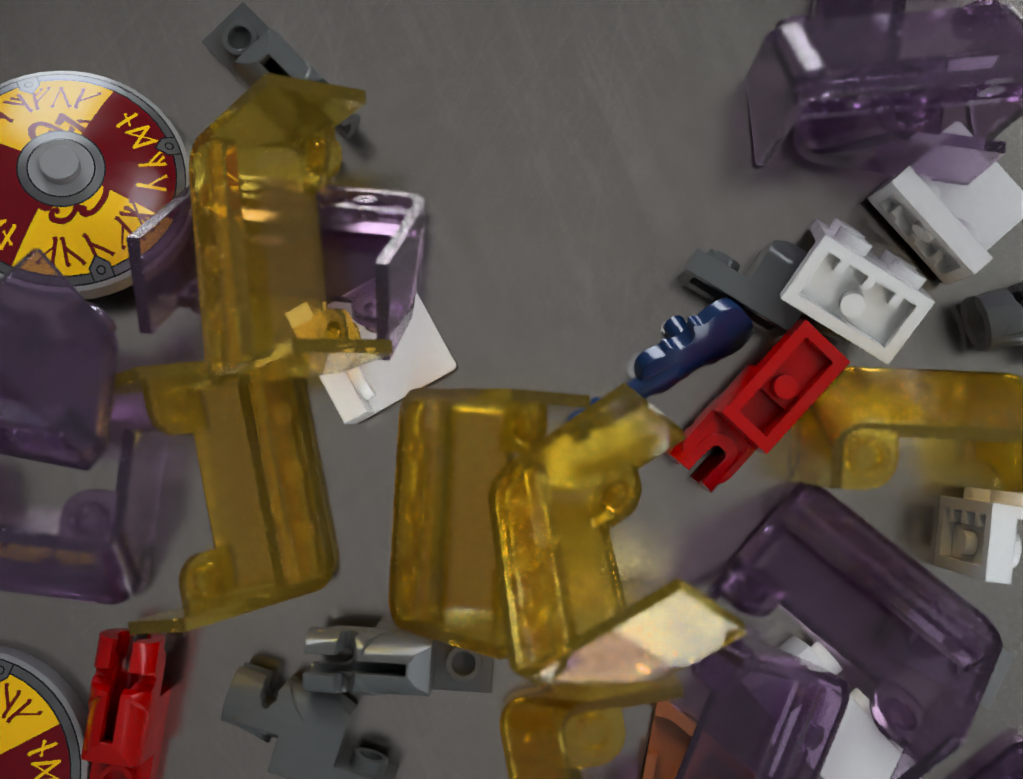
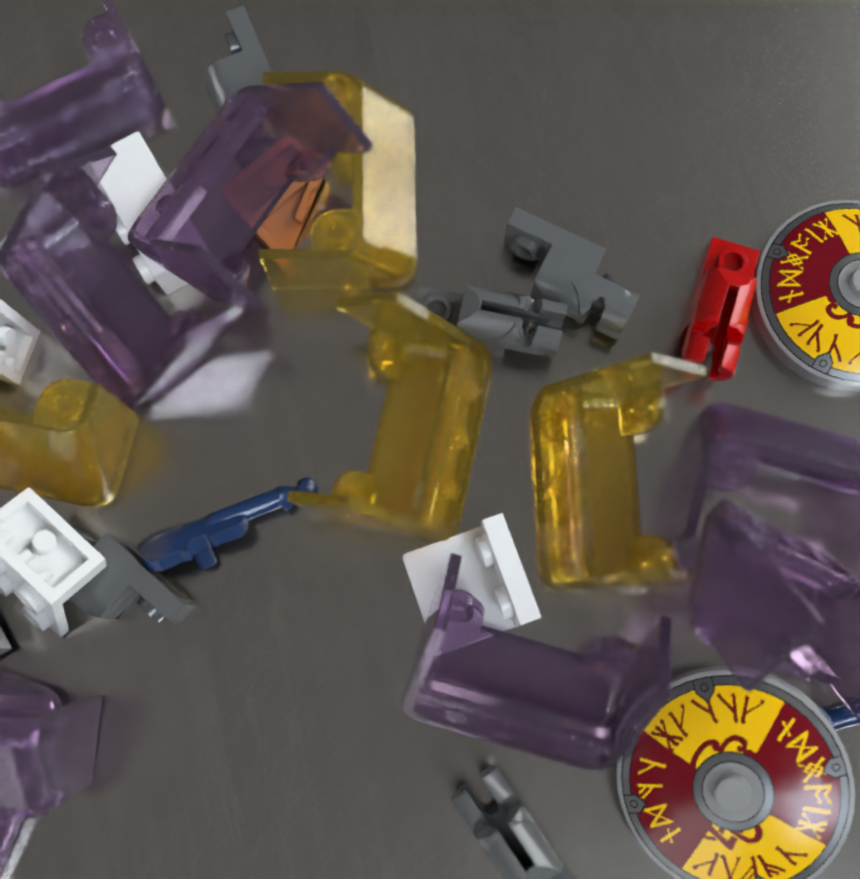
camera: 175 degrees left, 10 degrees down
(260, 235) = (553, 688): clear yellow windscreen -> none
(559, 563) = (339, 363): clear yellow windscreen -> none
(759, 405) = (147, 475): red plate -> none

